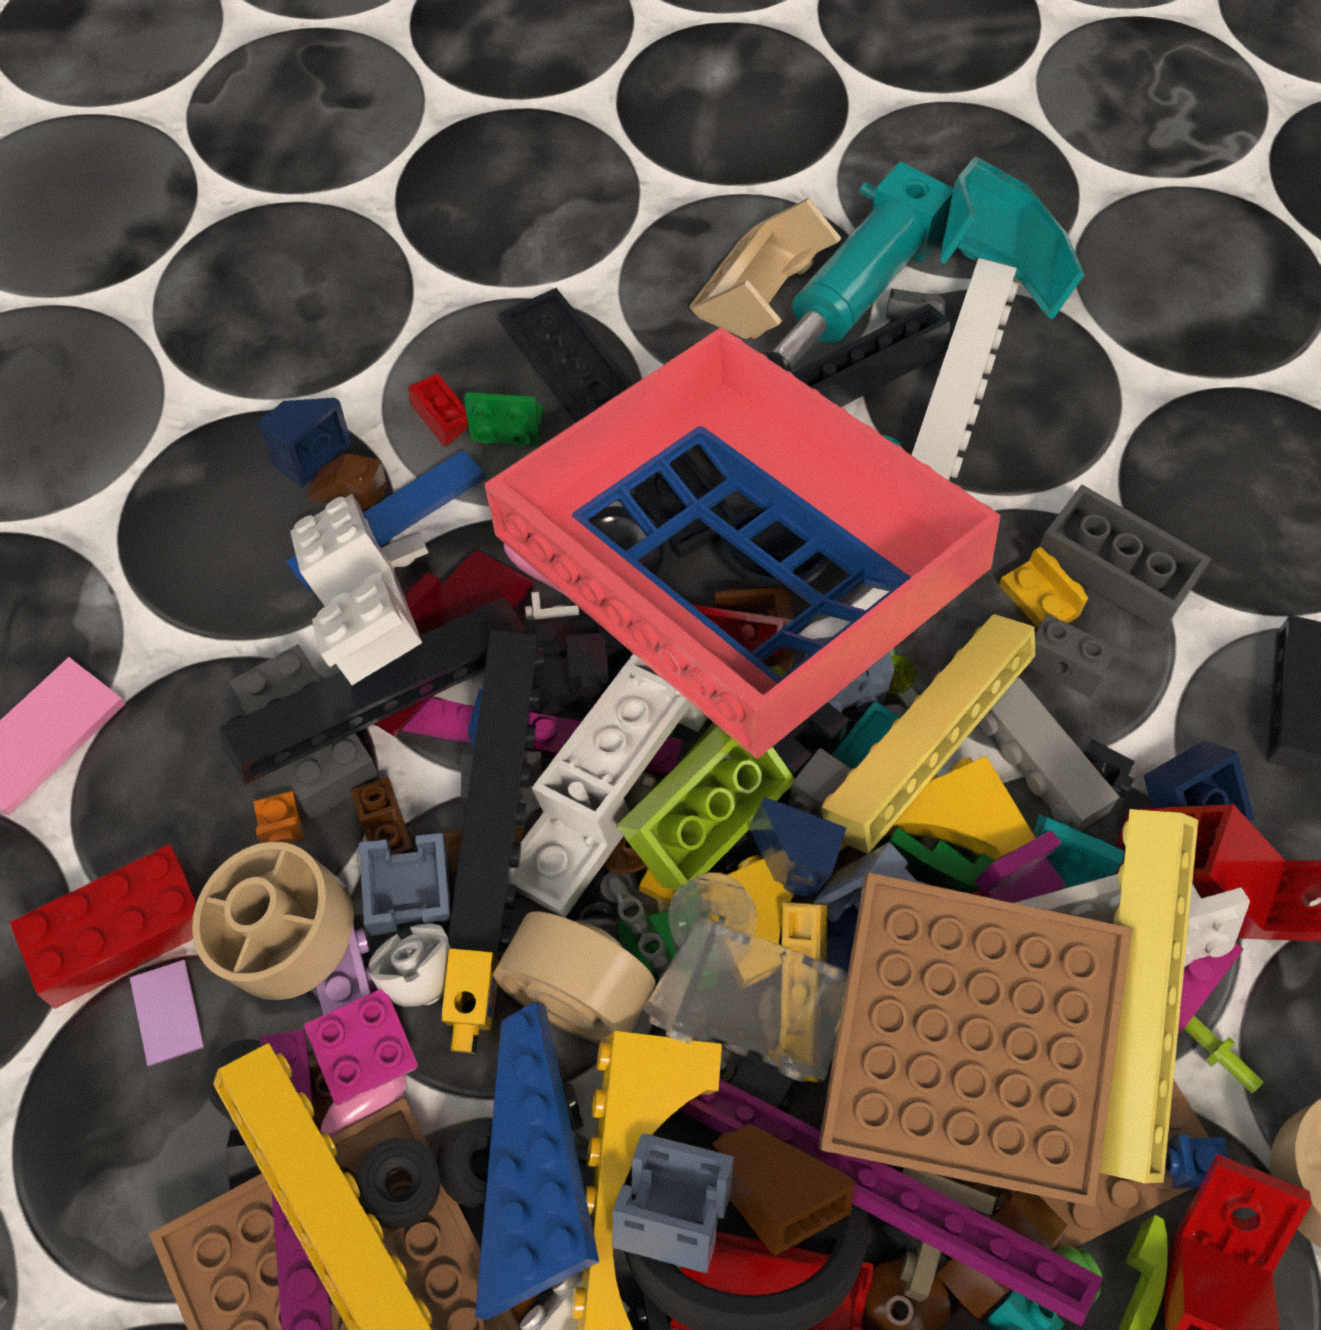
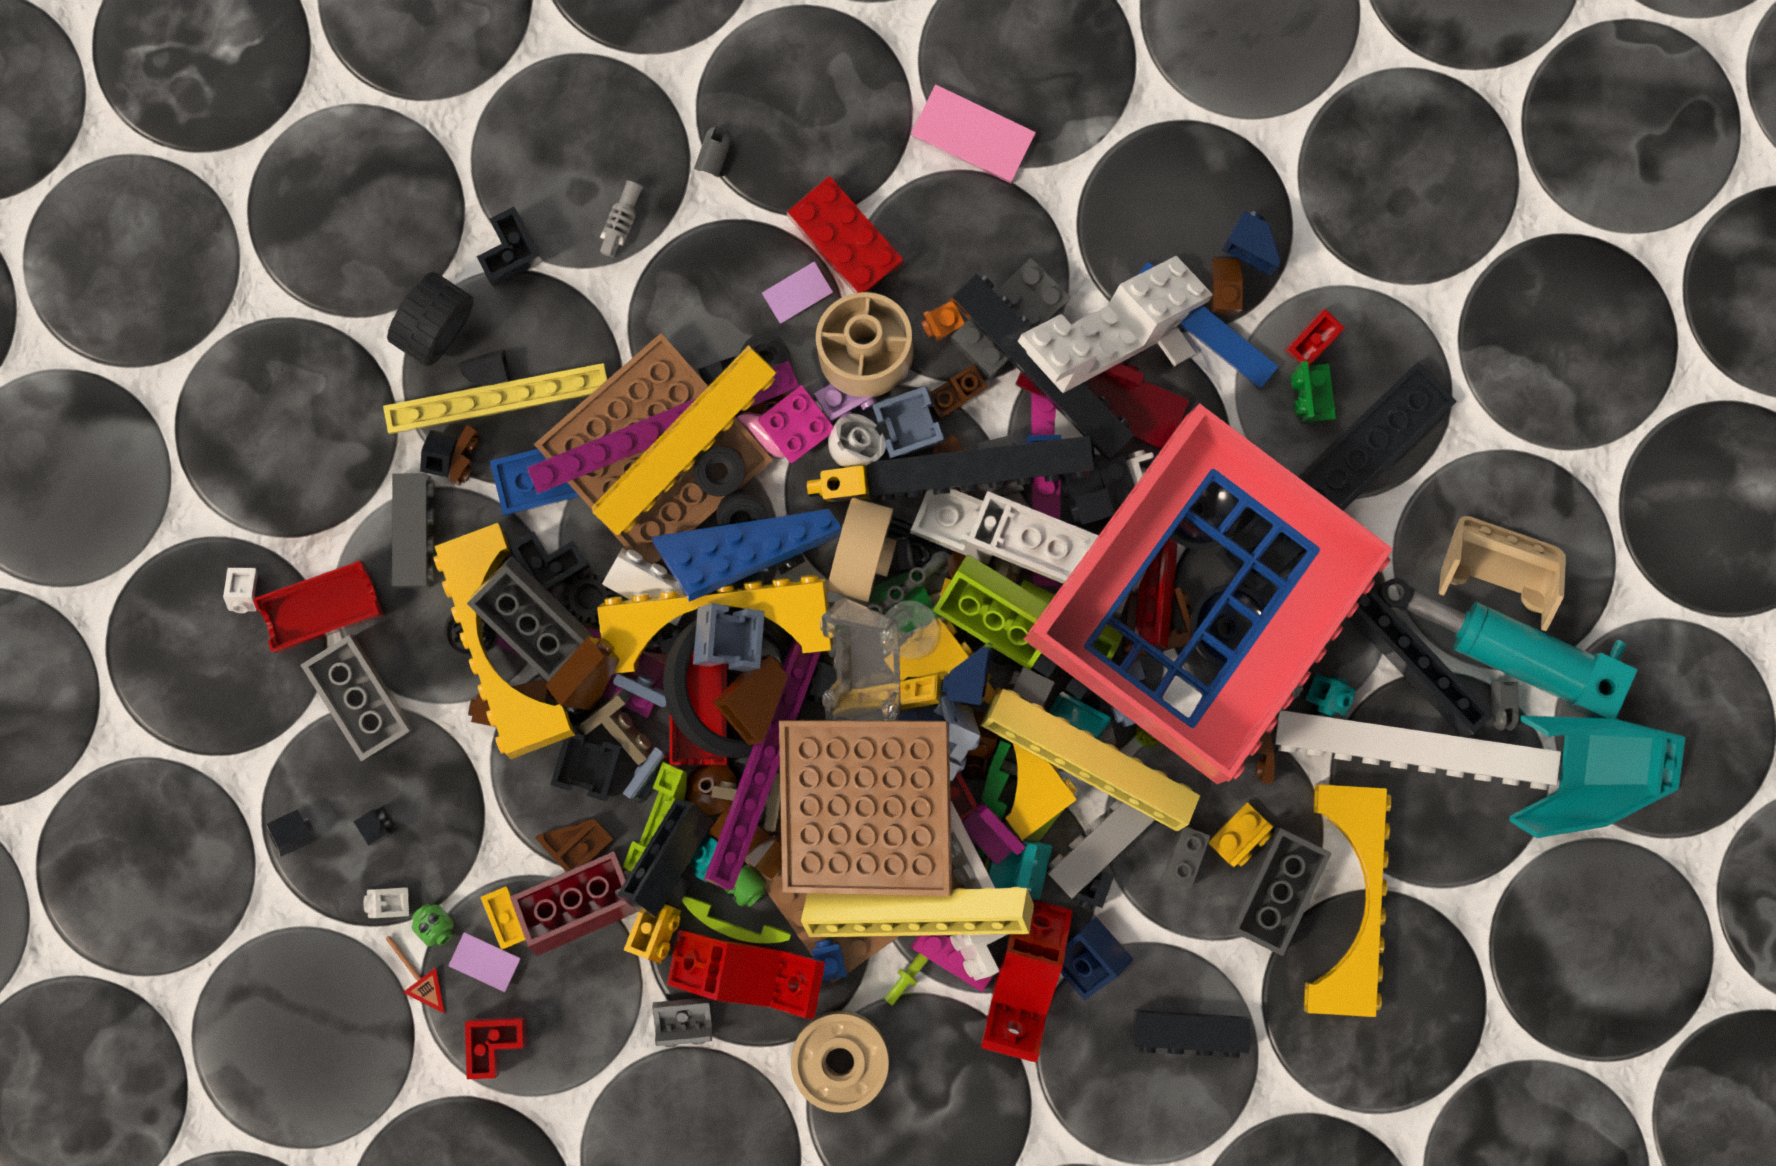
camera: 80 degrees right, 25 degrees up
(1237, 505) = (1354, 980): none -> yellow arch

